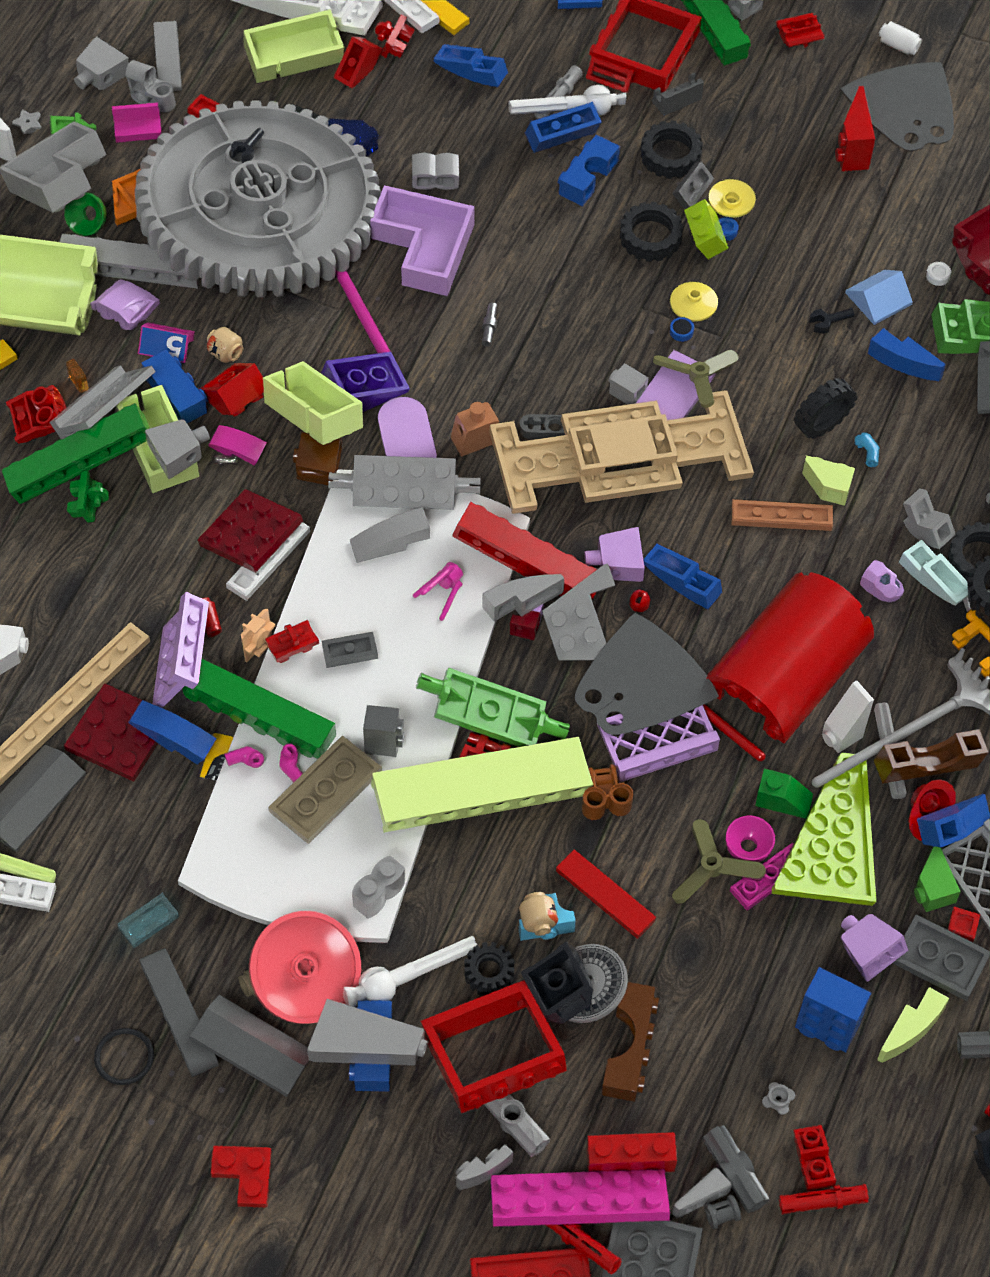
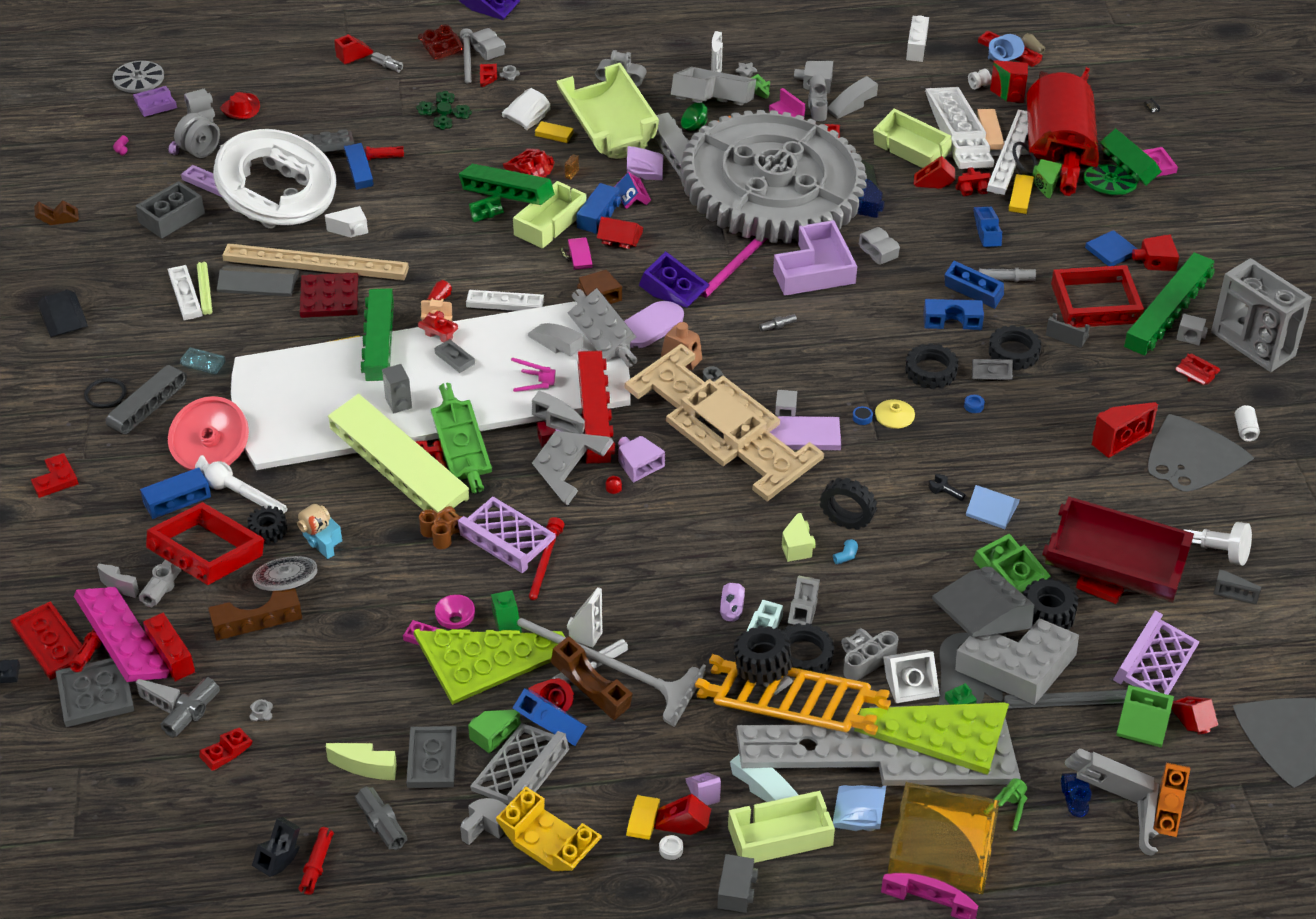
camera: 60 degrees right, 15 degrees down
(99, 400) = (574, 180): light grey fence -> none
(172, 731) = (340, 311): blue slope -> none
(176, 445) = (539, 214): light grey torso -> none
(181, 649) = (397, 278): lavender fence -> none
(224, 344) = (650, 215): tan head -> none
(245, 755) = (343, 345): dark pink arm -> none
(246, 147) = (793, 145): black bar -> none
(250, 530) = (516, 282): dark red plate -> none
(251, 1045) = (141, 437): dark grey slope -> none
(288, 762) = (350, 365): dark pink arm -> none
(313, 403) = (623, 265): yellowish green piece -> none
(324, 789) = (339, 386): dark tan plate -> none
(363, 1037) = (167, 473): light grey slope -> none
(382, 884) = (283, 438): light grey brick -> none
(560, 984) = (271, 553): black slope -> none
(597, 94) = (1015, 291): white piece -> none
(606, 894) = (364, 560): red tile -> none
(628, 80) = (1051, 288): red tile -> none
(650, 672) = (549, 505): dark grey piece -> none
(683, 576) = (649, 496): blue slope -> none
(700, 371) = (829, 434): olive piece -> none
(706, 229) = (956, 387): lime brick -> none
(722, 1212) = (152, 712): dark grey bush -> none
(723, 865) = (425, 602): olive piece -> none
(732, 198) = (1000, 392): light yellow dish -> none
(782, 515) = (748, 529): nougat tile -> none
(794, 652) = (633, 575): red cylinder -> none
(827, 1198) = (199, 770): red pin -> none
(832, 1010) = (333, 697): blue brick -> none
(871, 944) = (409, 708): lavender torso -> none
(905, 356) = (946, 537): blue slope -> none
(938, 273) = (1045, 529): white tile -> none
(964, 923) = (471, 762): red tile -> none

